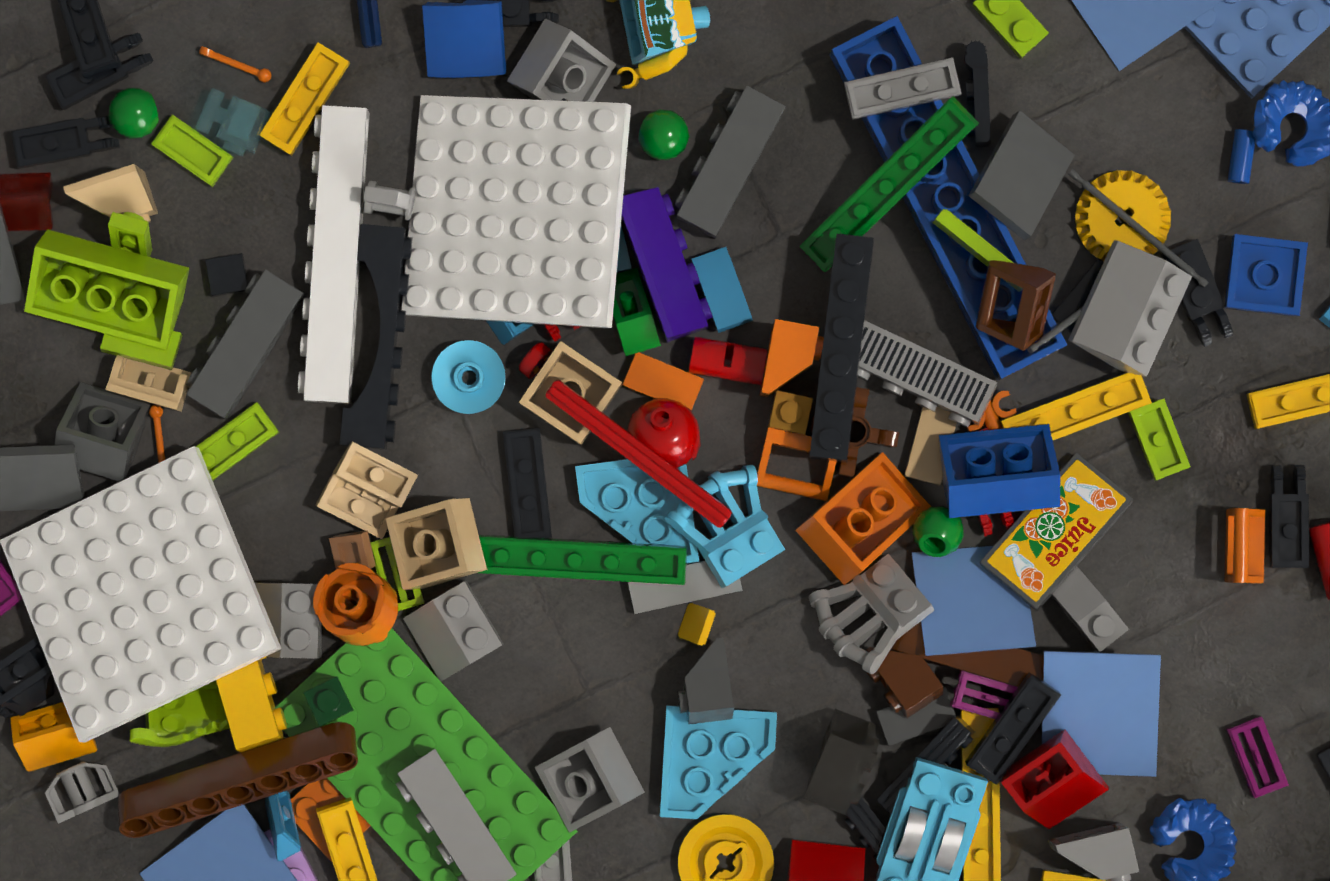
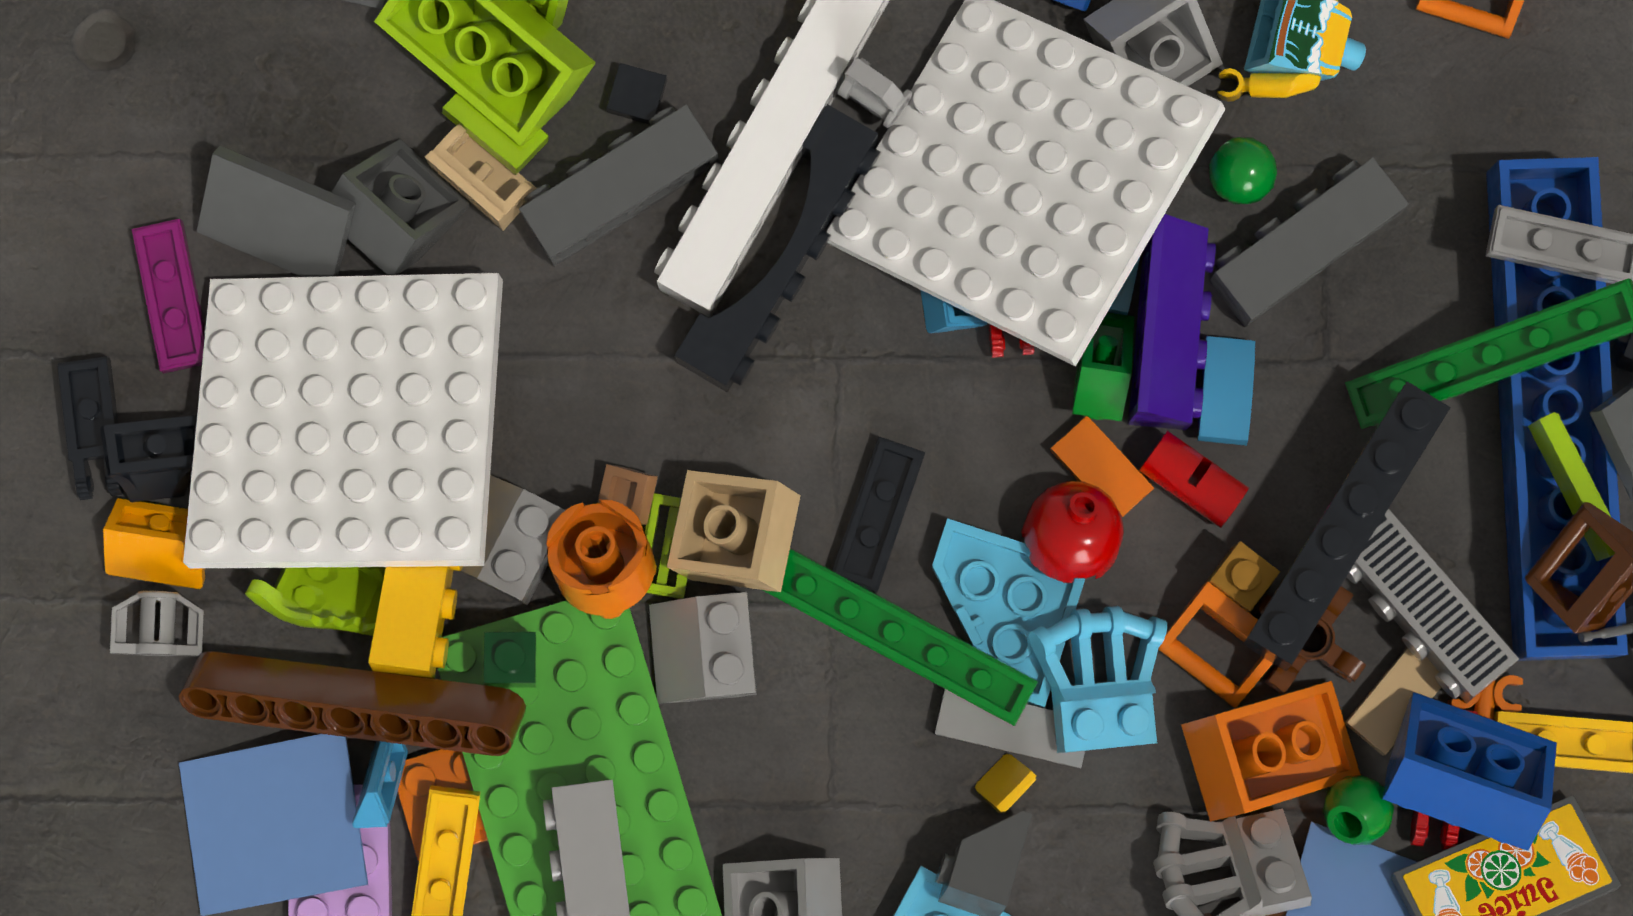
camera: 30 degrees right, 5 degrees down
(156, 412) = (471, 216): orange hinge -> none
(237, 440) = (552, 295): lime tile -> none
(366, 489) = (680, 426): tan slope -> none
(465, 357) = (873, 325): medium azure dish -> none
(535, 360) = (959, 368): red tile -> none
(578, 374) = (984, 426): tan brick -> none
(638, 453) = (1035, 536): red axle -> none
(789, 353) = (1276, 504): orange slope -> none

